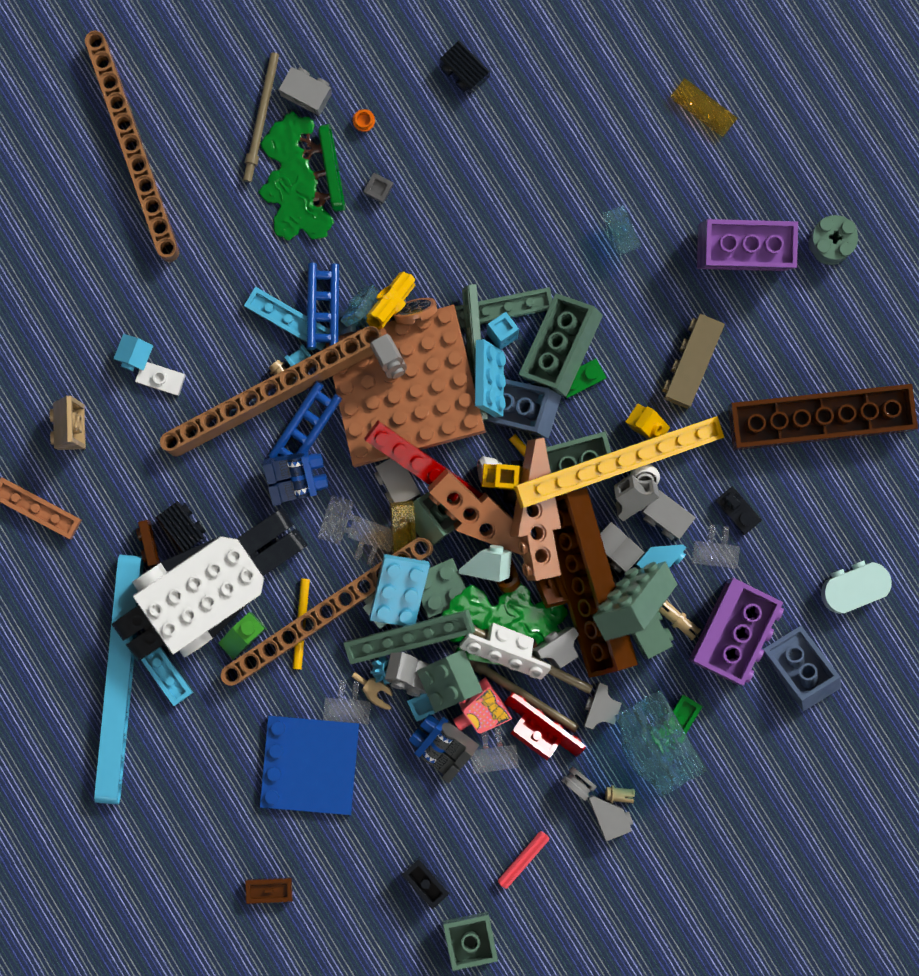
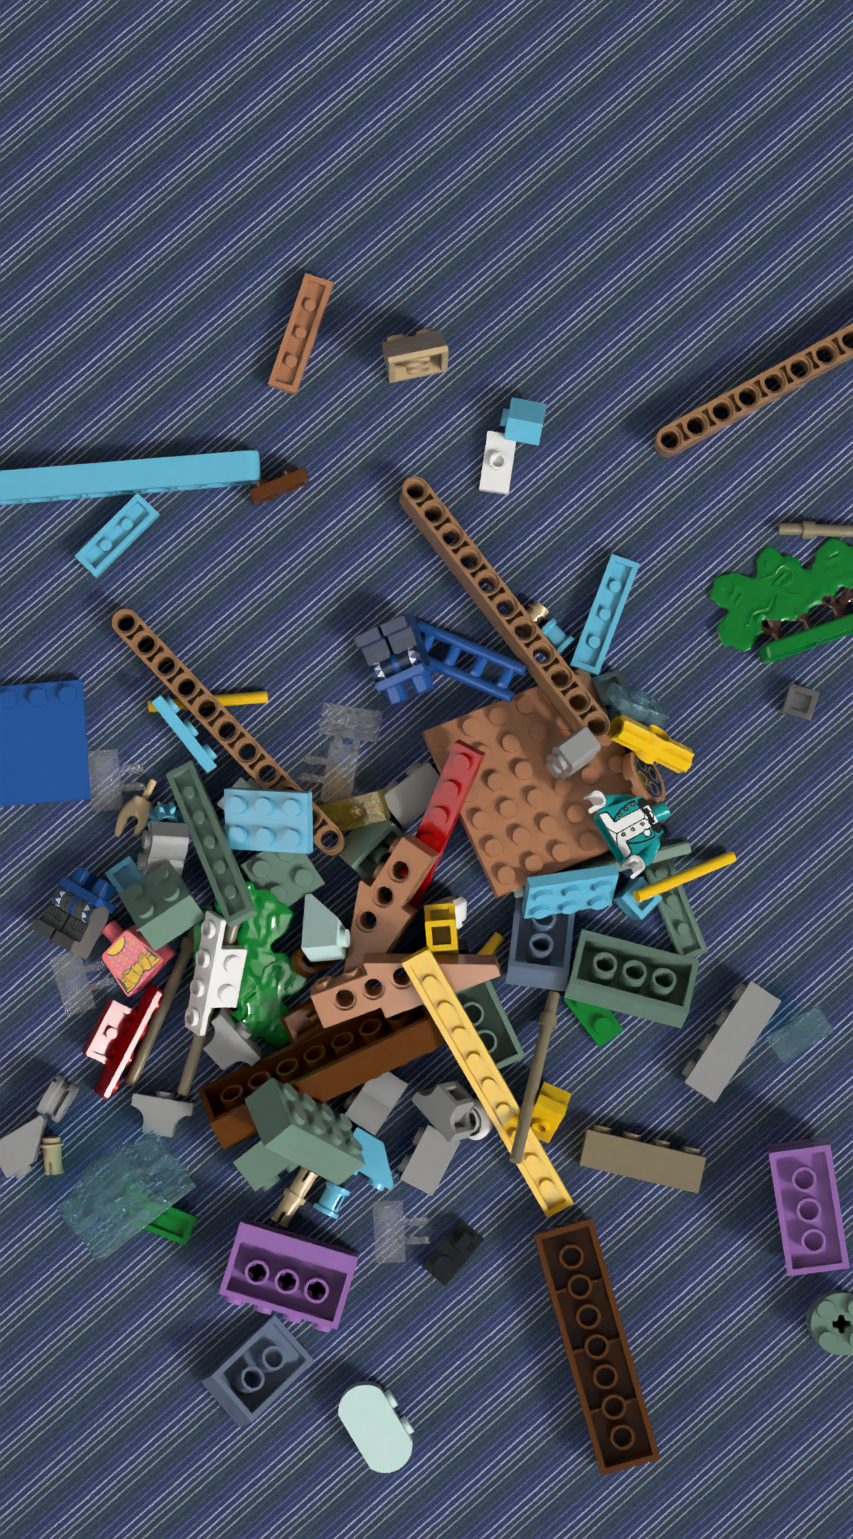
camera: 75 degrees right, 0 degrees up
(181, 527) = (307, 525): black brick -> none
(204, 588) = (232, 568): white piece -> none
(242, 635) = (180, 628): bright green slope -> none
(322, 643) = (185, 732): none -> medium azure plate
(332, 296) = (639, 641): blue bar -> none
(450, 325) = (629, 827): none -> torso
(492, 293) = (684, 876): none -> yellow bar
(583, 413) = (547, 1023): none -> dark tan bar
(617, 281) = (731, 1041): none -> light grey brick
(686, 592) = (331, 1199): none -> medium azure bush

